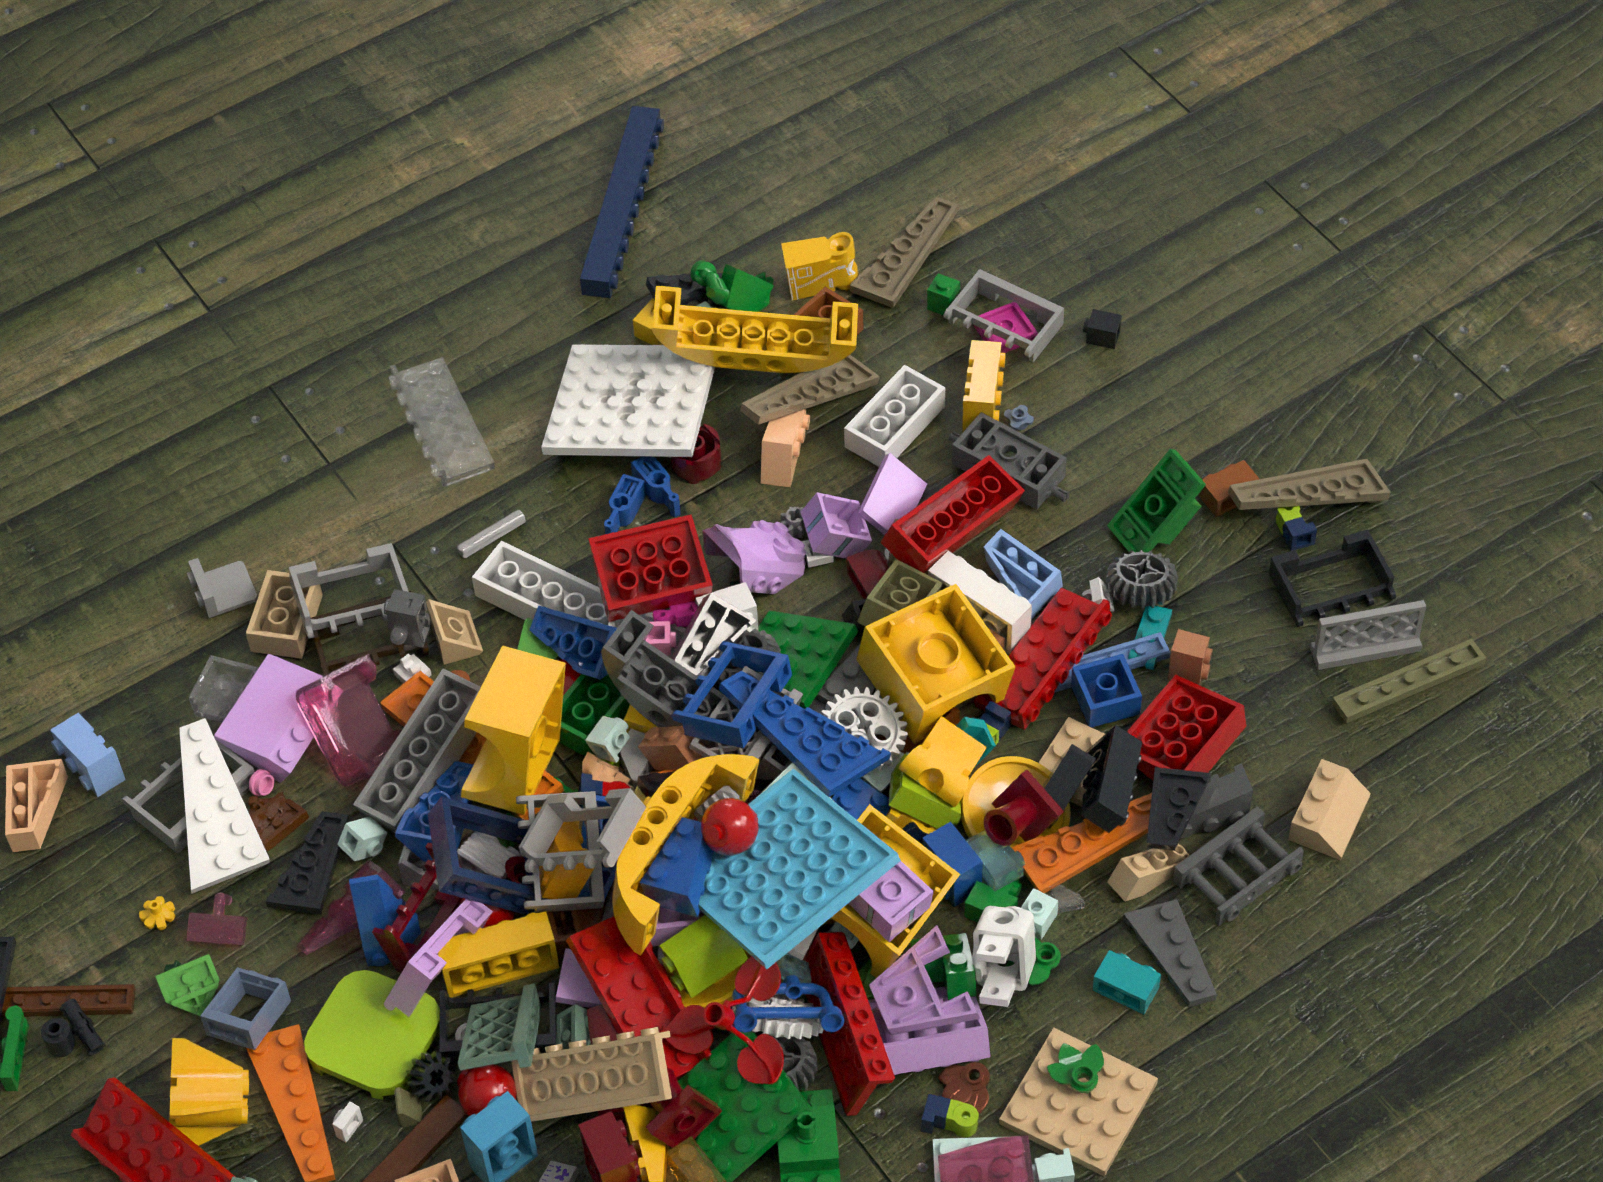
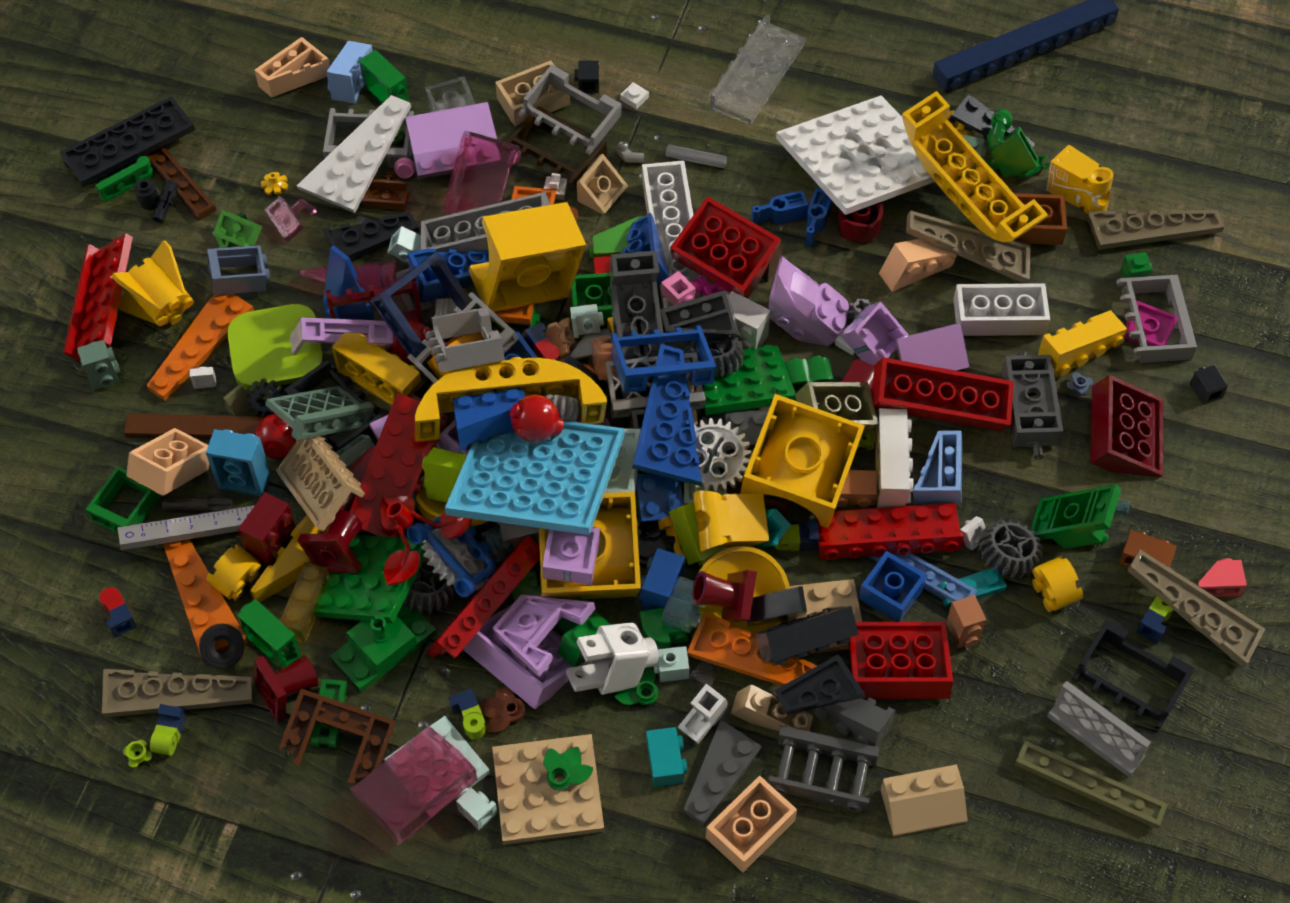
camera: 50 degrees right, 5 degrees up
(139, 718) = (382, 78): none -> green window
(222, 587) = (524, 50): light grey bracket -> none
(308, 550) = (587, 76): none -> black brick
(367, 535) = (634, 96): none -> white plate
(407, 618) = (572, 151): dark grey piece -> none
(434, 588) = (627, 155): none -> light grey arm
(826, 601) = (810, 370): none -> green brick
(1093, 416) = (1126, 428): none -> dark red slope
(1109, 919) = (706, 712): none -> white brick
(1206, 568) = (1057, 583): none -> yellow brick
(1251, 955) = (751, 823): none -> light nougat brick
(1298, 450) = (1224, 579): none -> coral slope

